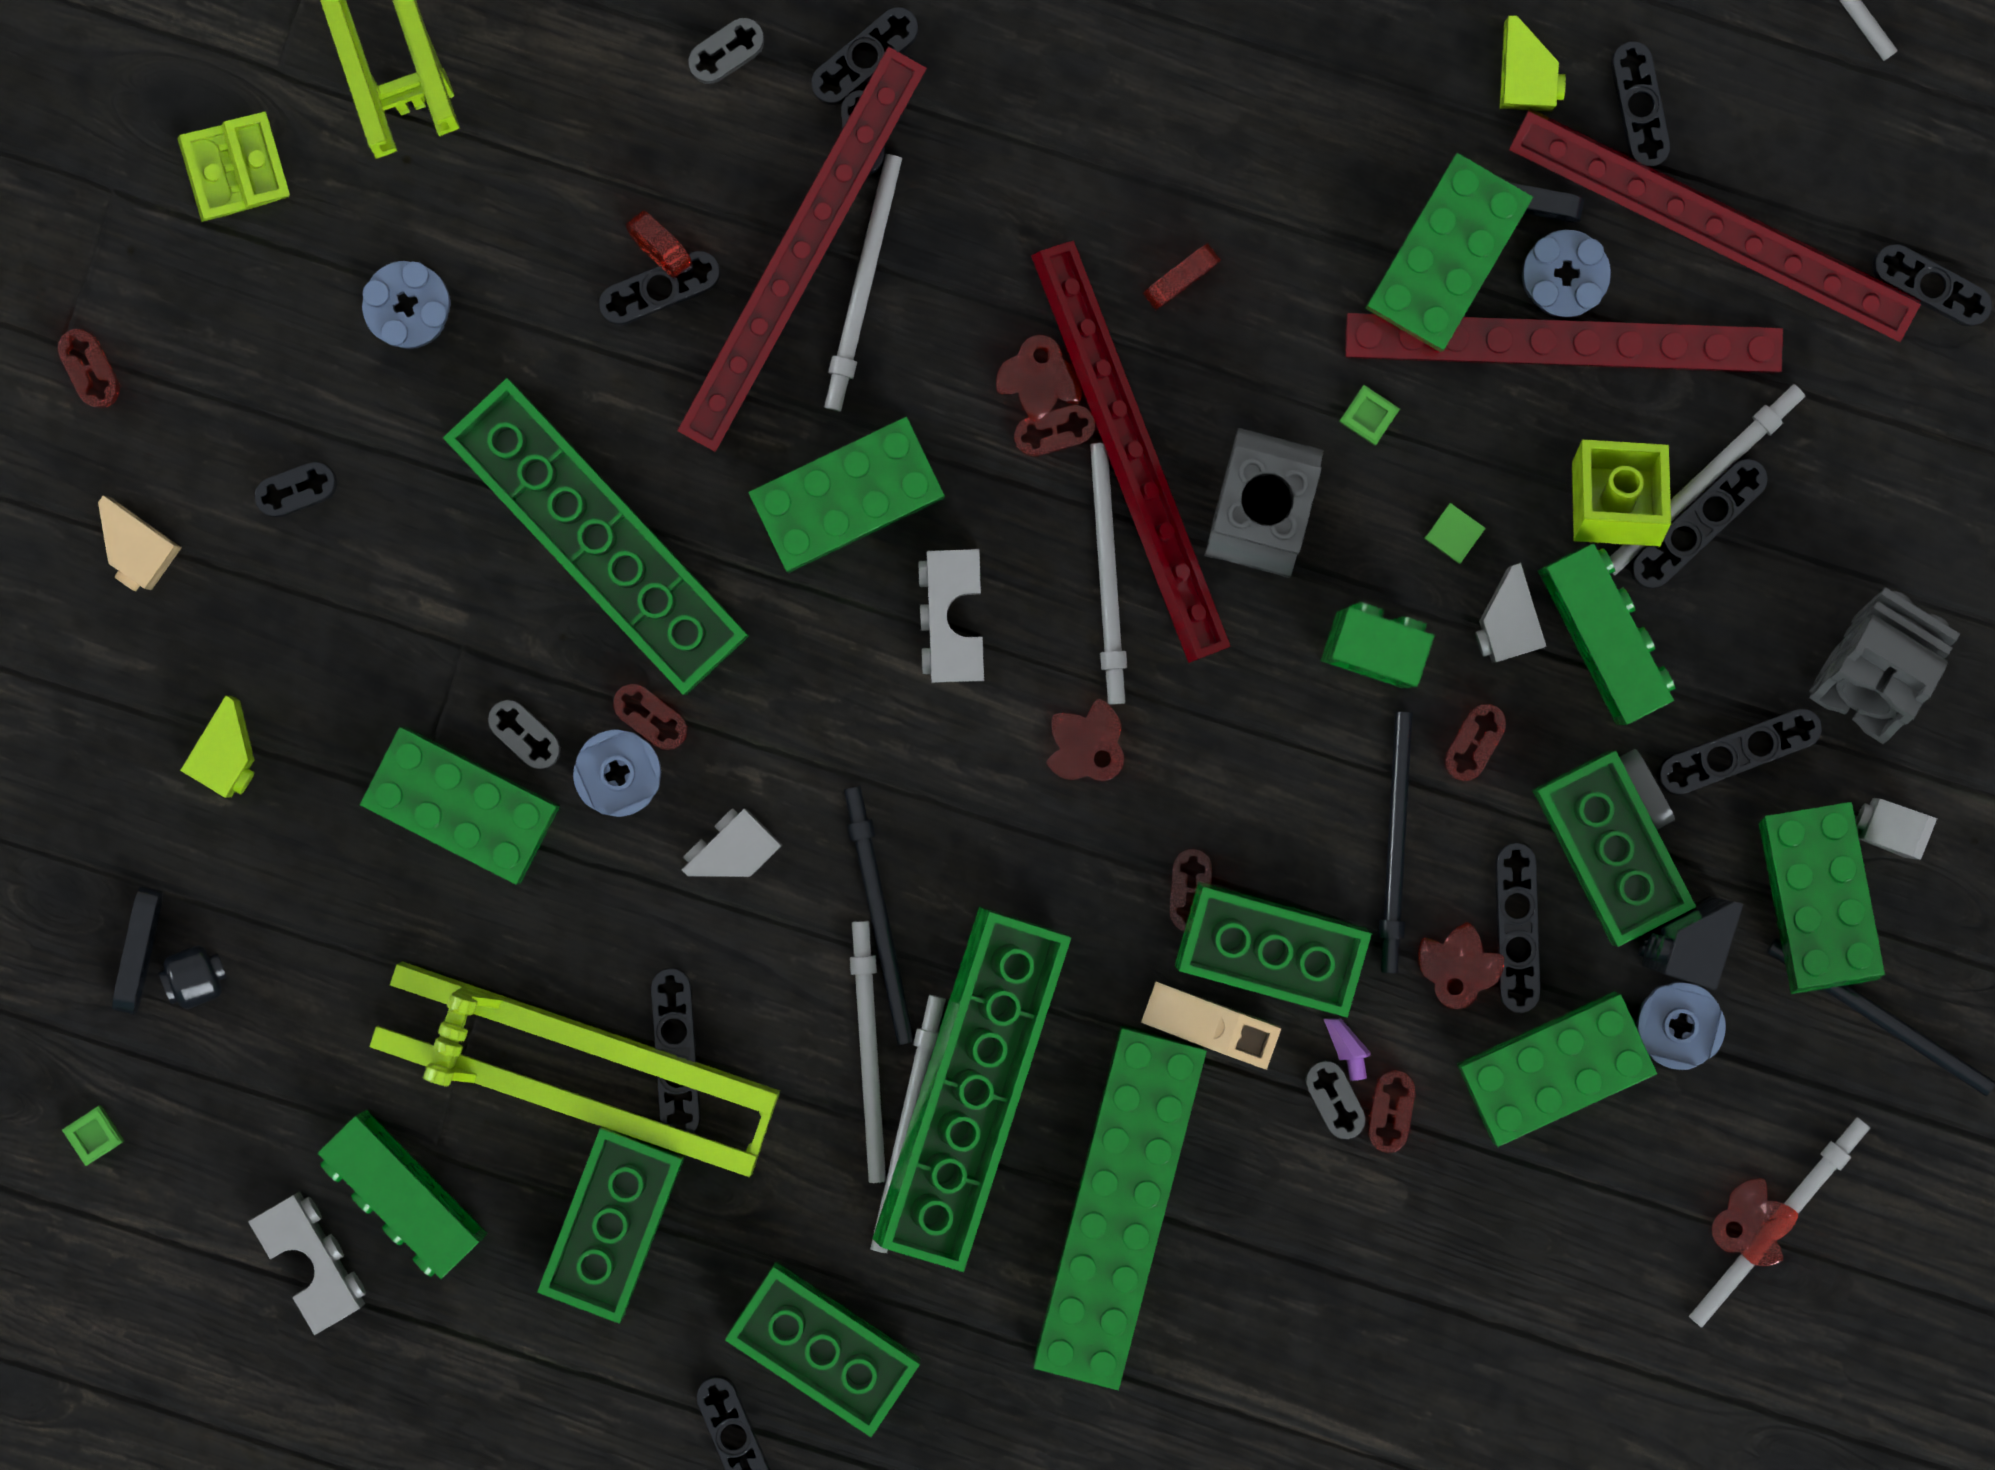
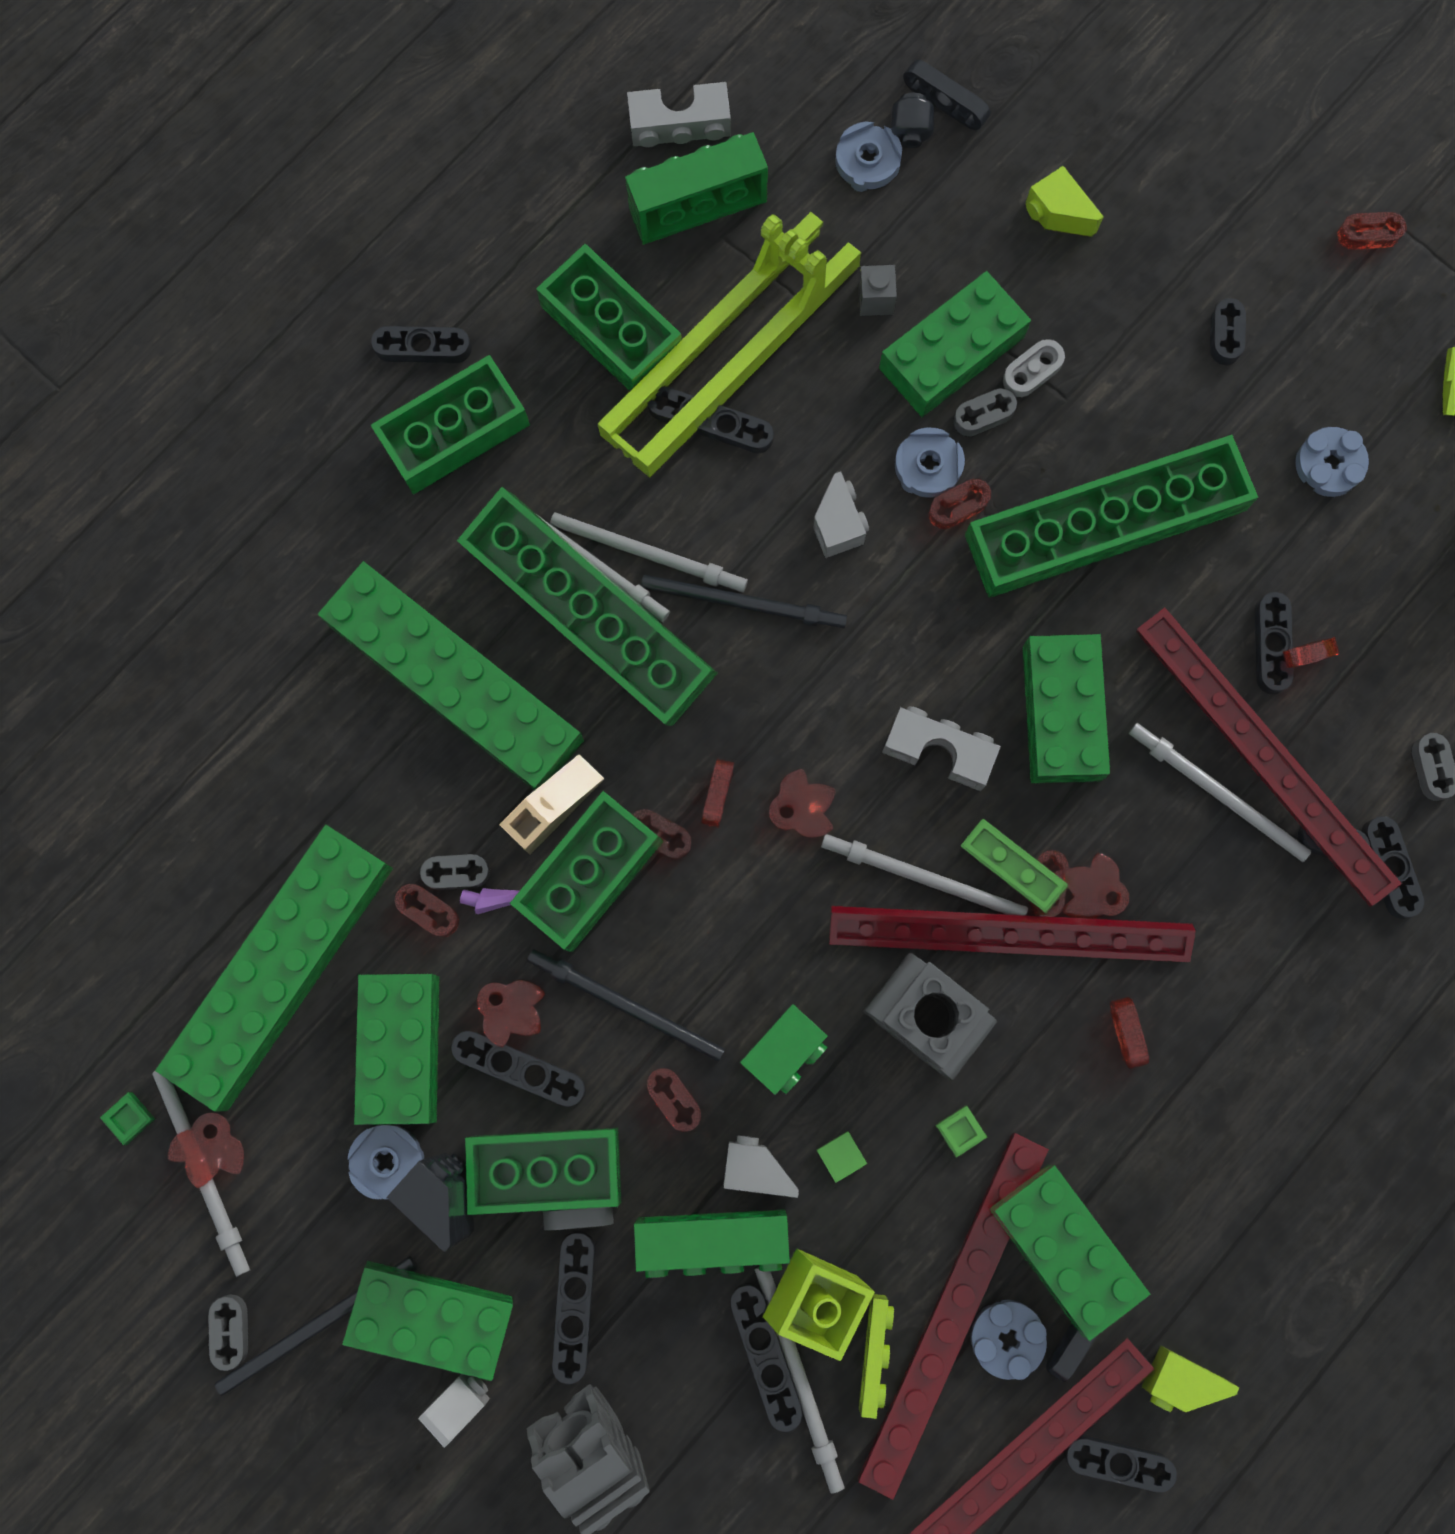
camera: 115 degrees right, 10 degrees down
(93, 1135) = (831, 19): bright green tile -> none
(134, 546) = (1234, 205): tan slope -> none
(259, 1036) = (863, 173): none -> sand blue plate
(432, 925) = (877, 290): none -> dark grey brick
(446, 700) = (1032, 369): none -> light grey plate
(1052, 478) = (1014, 866): none -> bright green tile
(1116, 845) = (717, 793): none -> clear red beam
(1529, 1245) = (274, 970): none -> green brick
(1645, 407) = (875, 1356): none -> lime plate
(1760, 1330) = (127, 1118): none -> green tile
(1935, 1117) = (219, 1333): none -> dark grey beam

